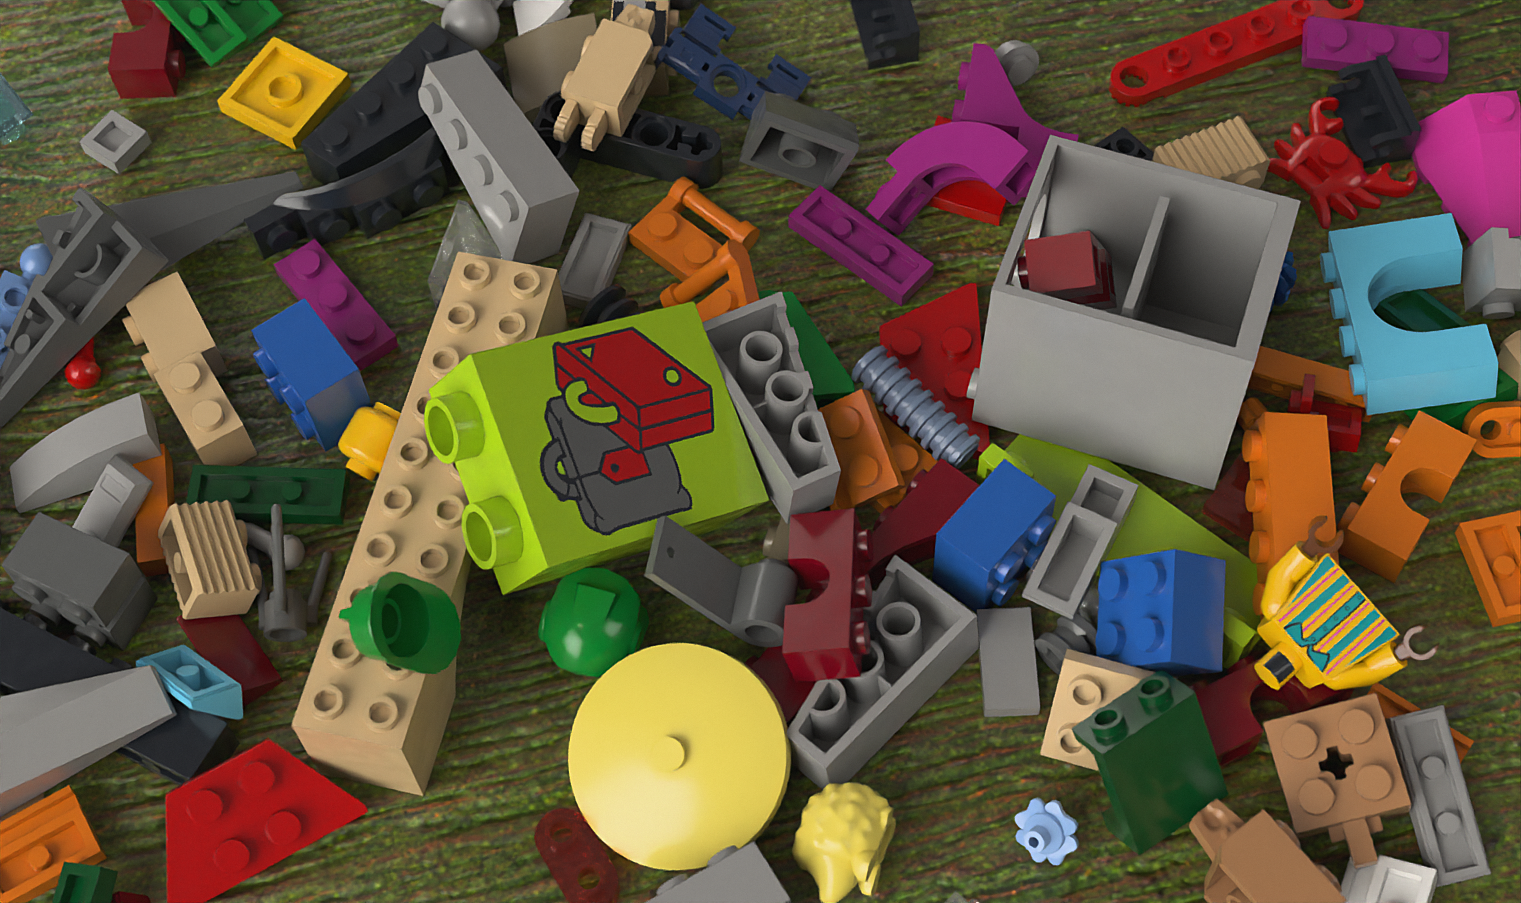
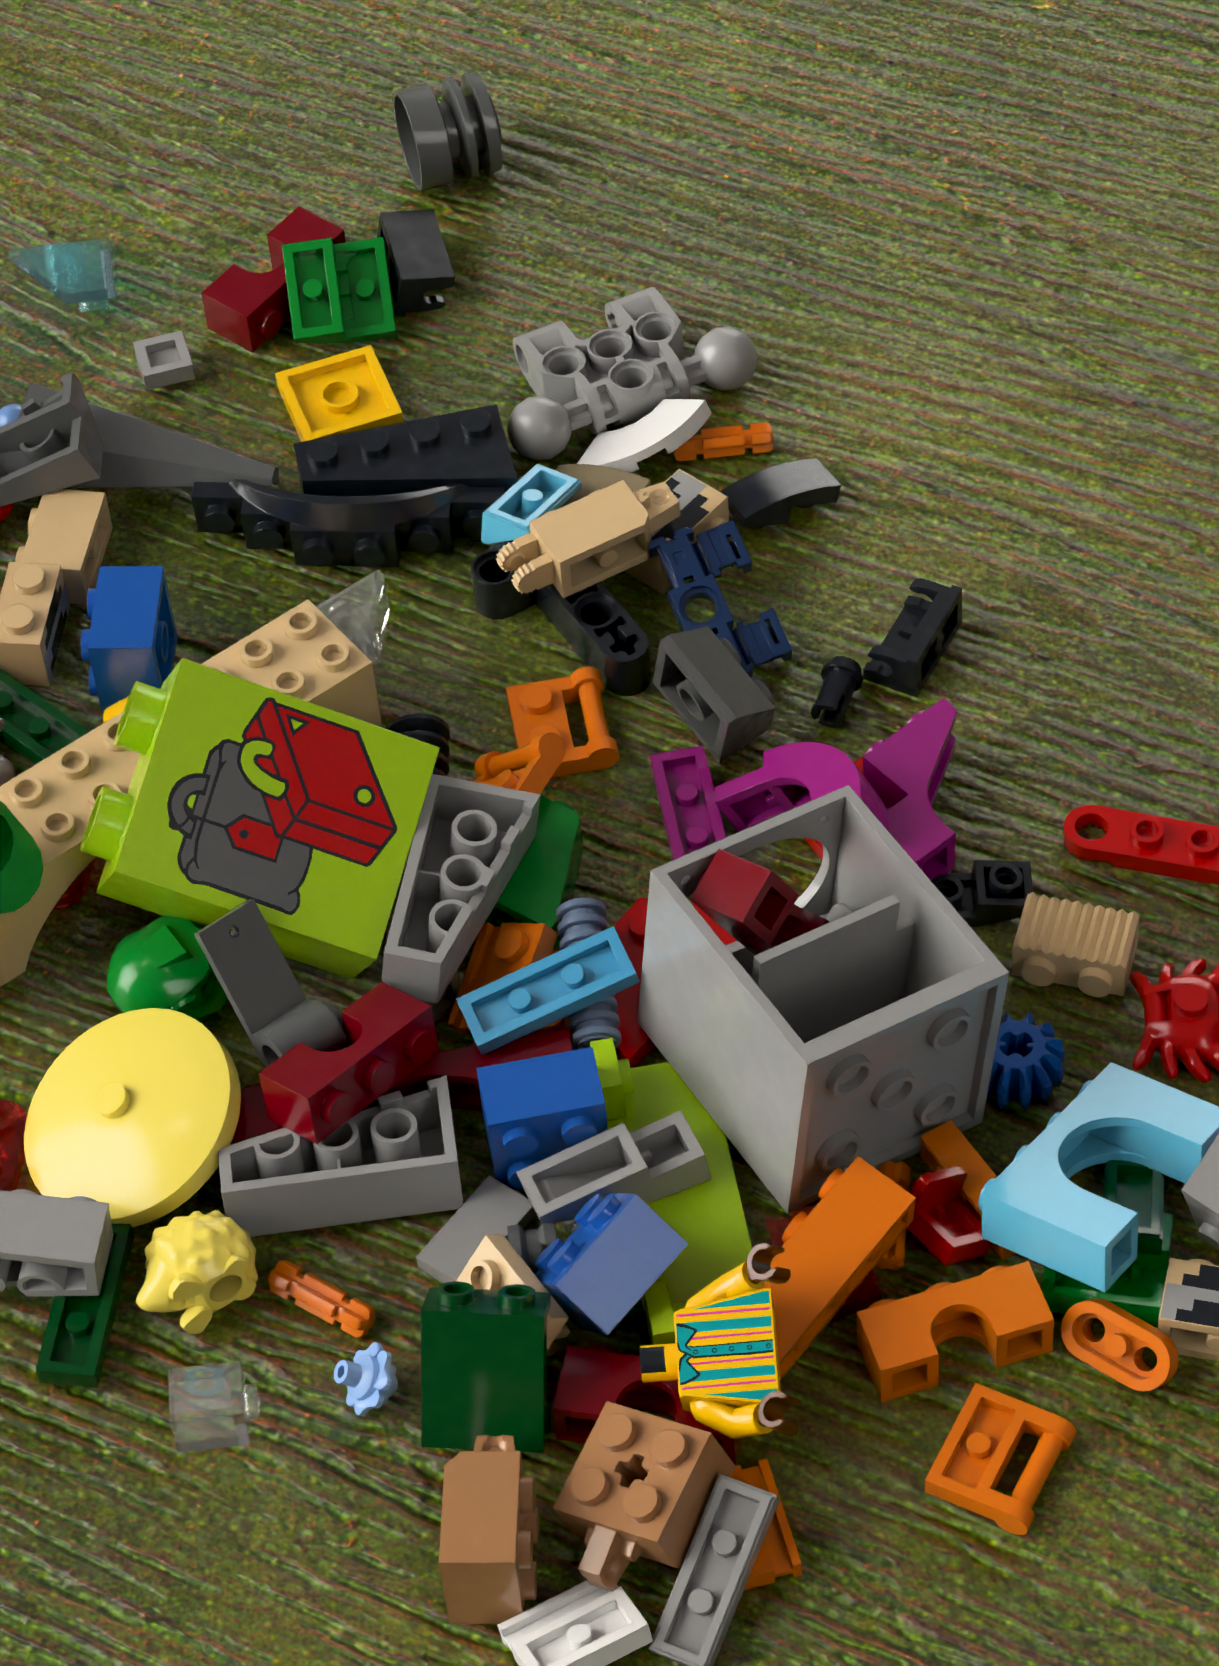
camera: 40 degrees right, 10 degrees down
(338, 303) = (216, 596): magenta plate -> none
(499, 158) = (432, 550): light grey wedge -> none
(530, 79) = (526, 500): none -> medium azure slope
(592, 259) = (459, 691): light grey tile -> none
(864, 80) = (840, 680): none -> black pin
(916, 438) = (547, 990): none -> dark azure plate
(944, 793) = (321, 1298): none -> orange axle
(1018, 61) = (990, 747): light grey plate -> none

